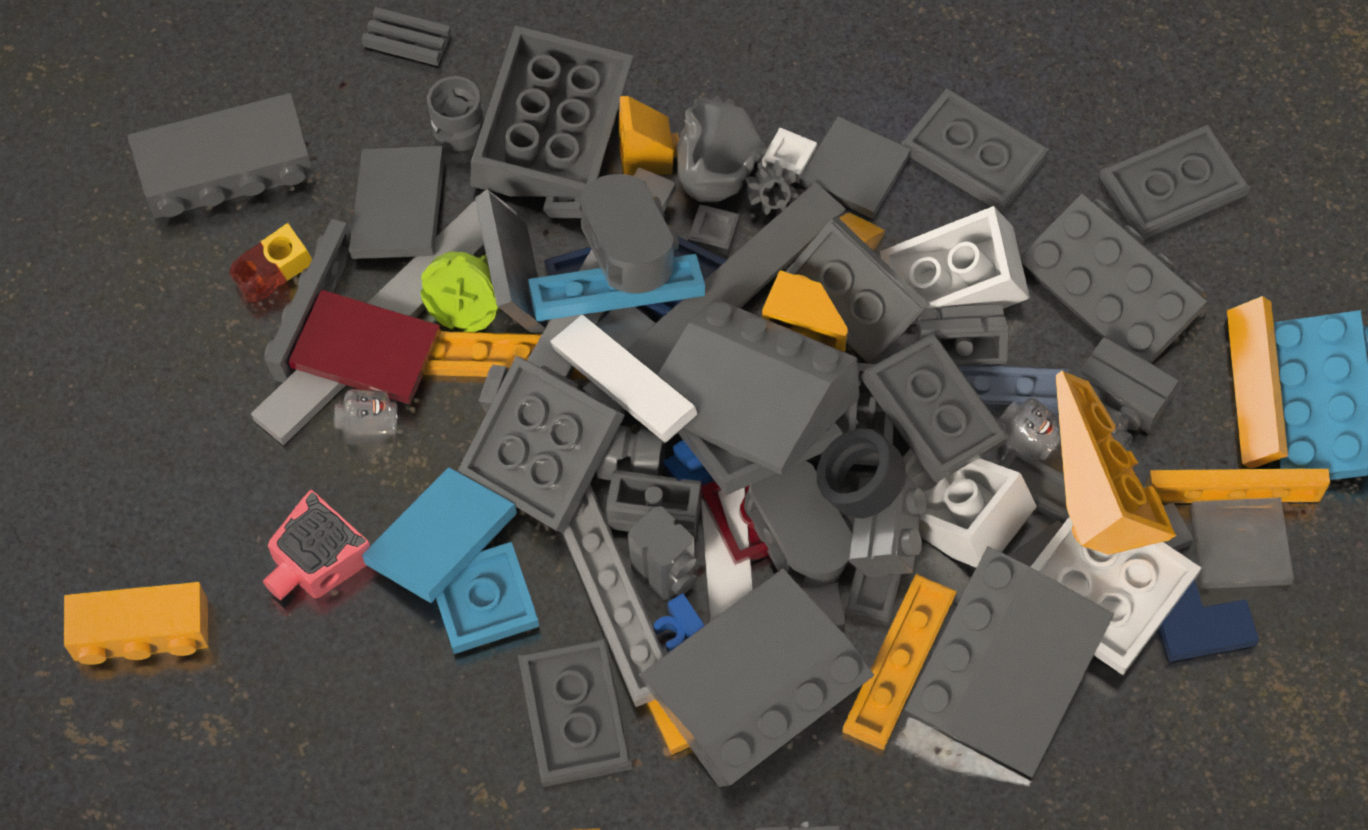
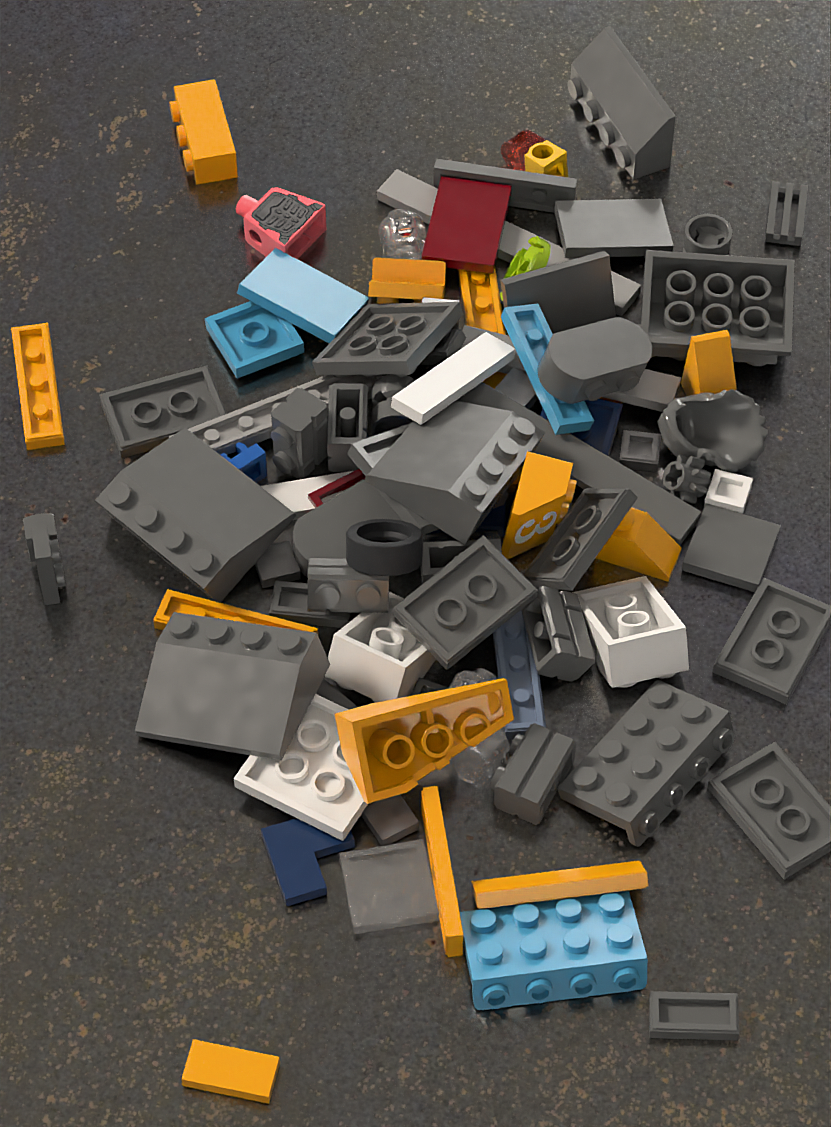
camera: 80 degrees right, 10 degrees down
(440, 421) = (406, 279): none -> light orange bracket

